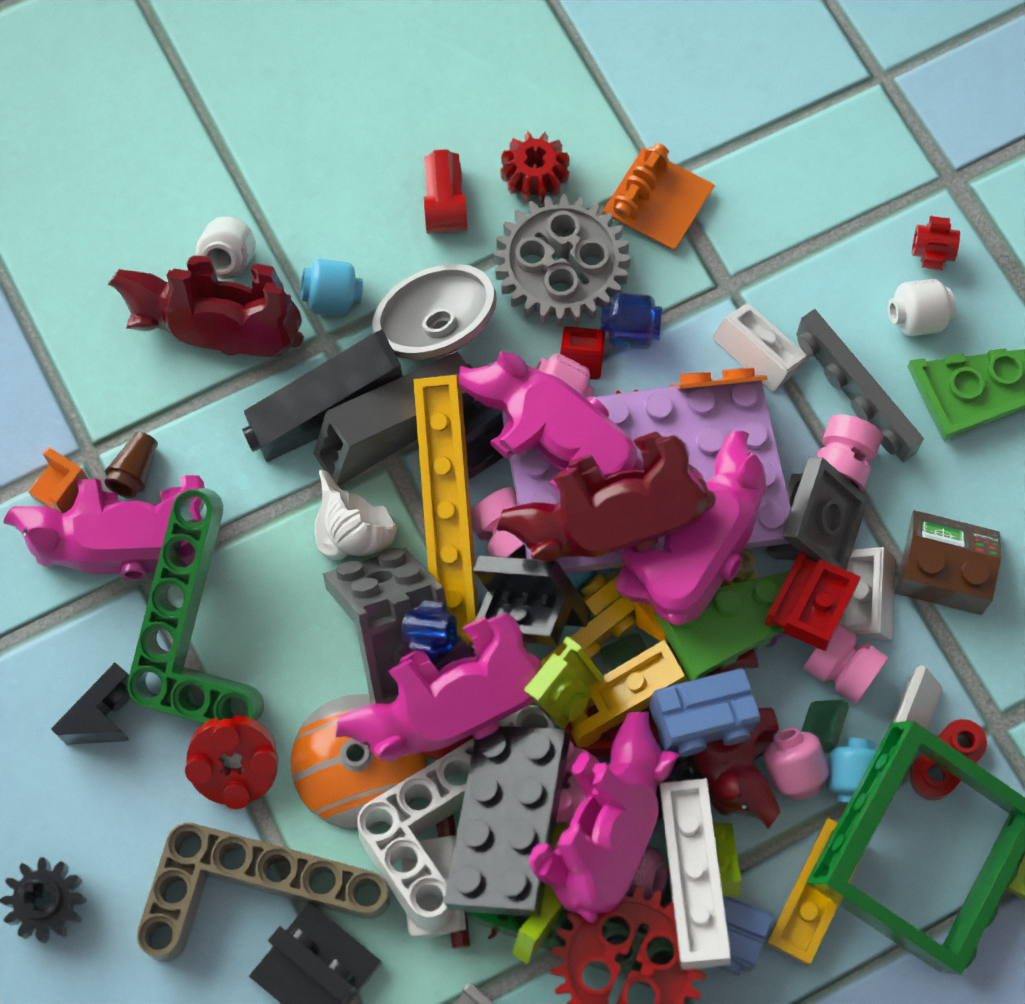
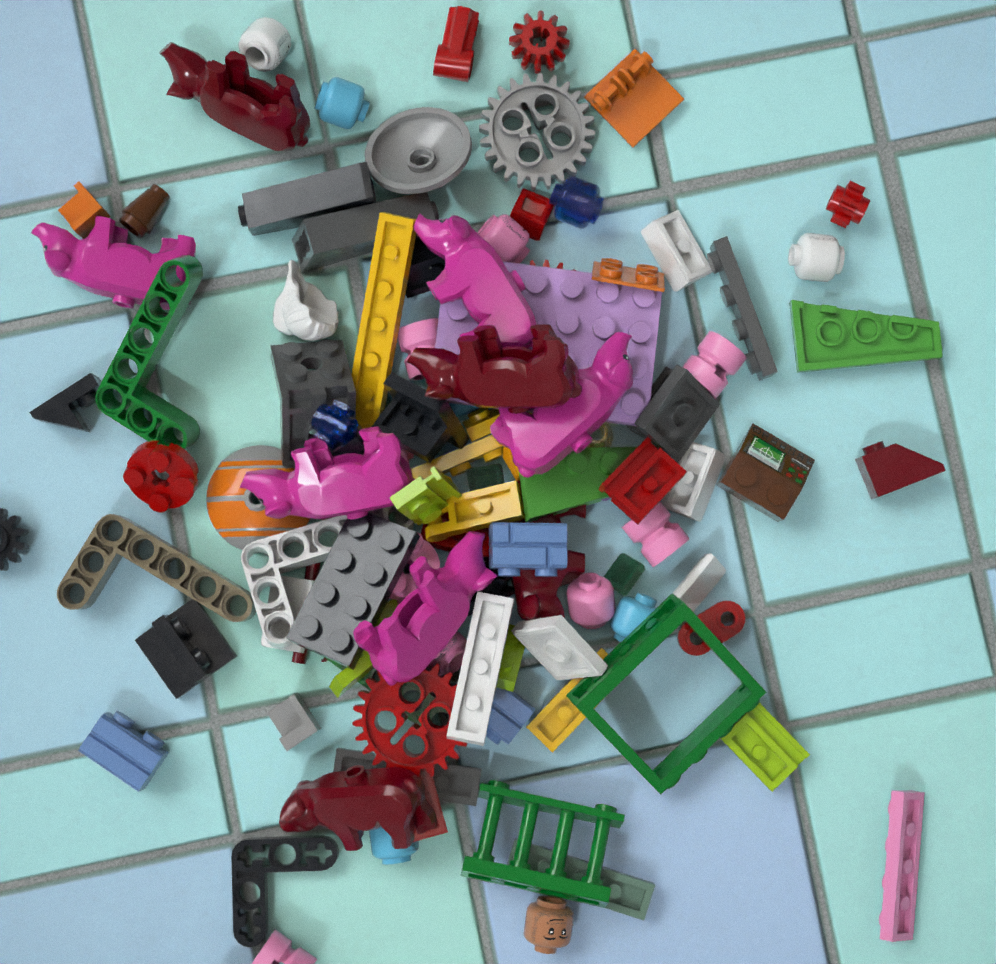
camera: 20 degrees right, 15 degrees up
(780, 825) = (559, 648): none -> white tile

